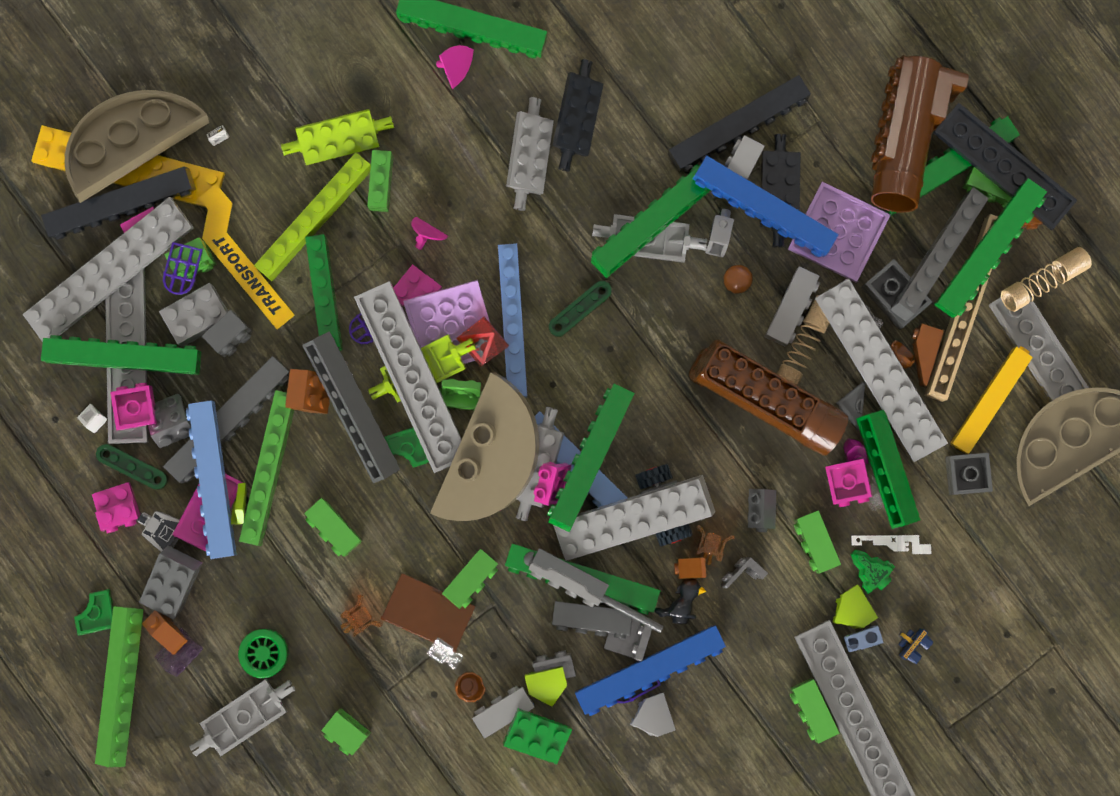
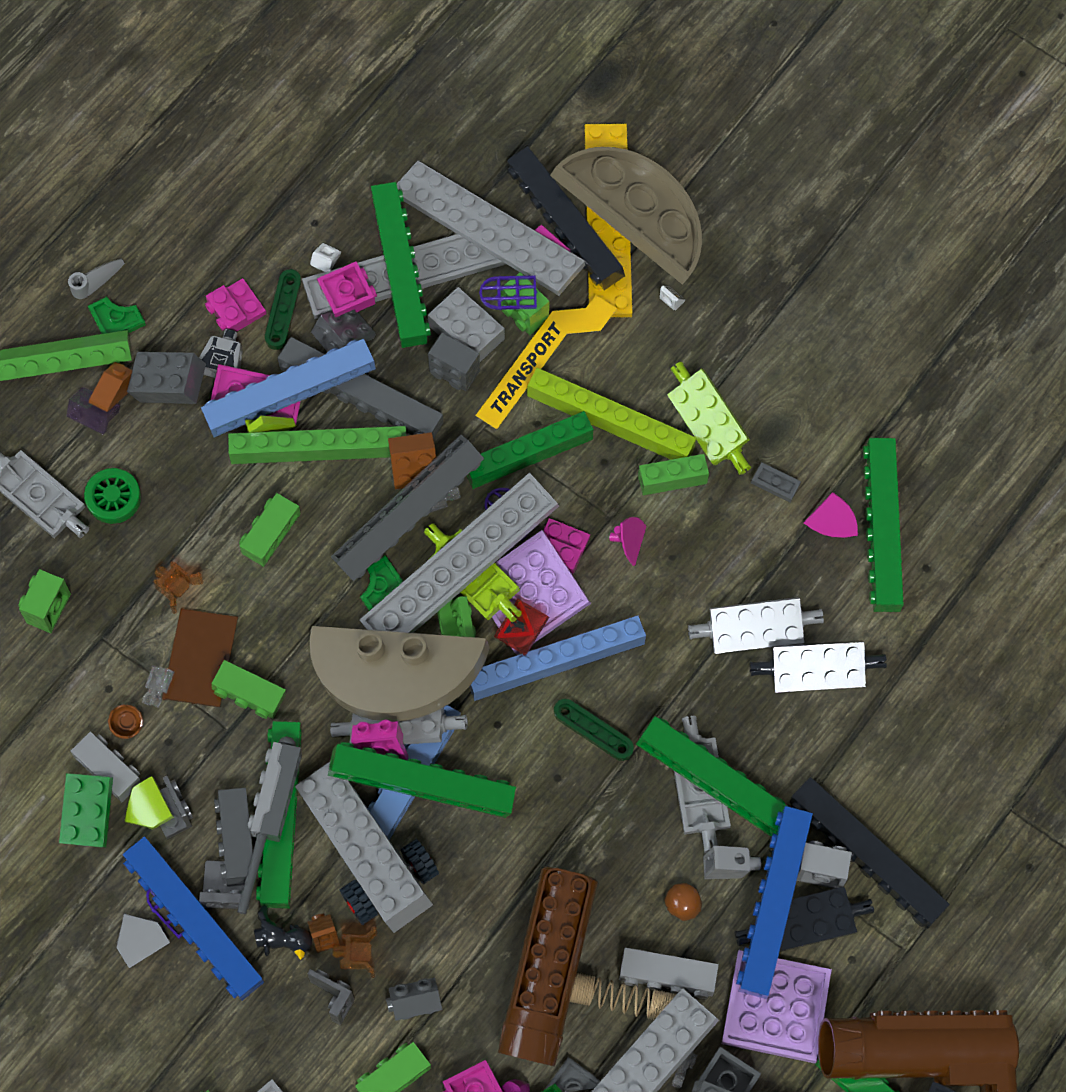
camera: 75 degrees right, 15 degrees down
(52, 624) = (93, 279): none -> light grey piece
(410, 100) = (776, 482): none -> dark grey plate

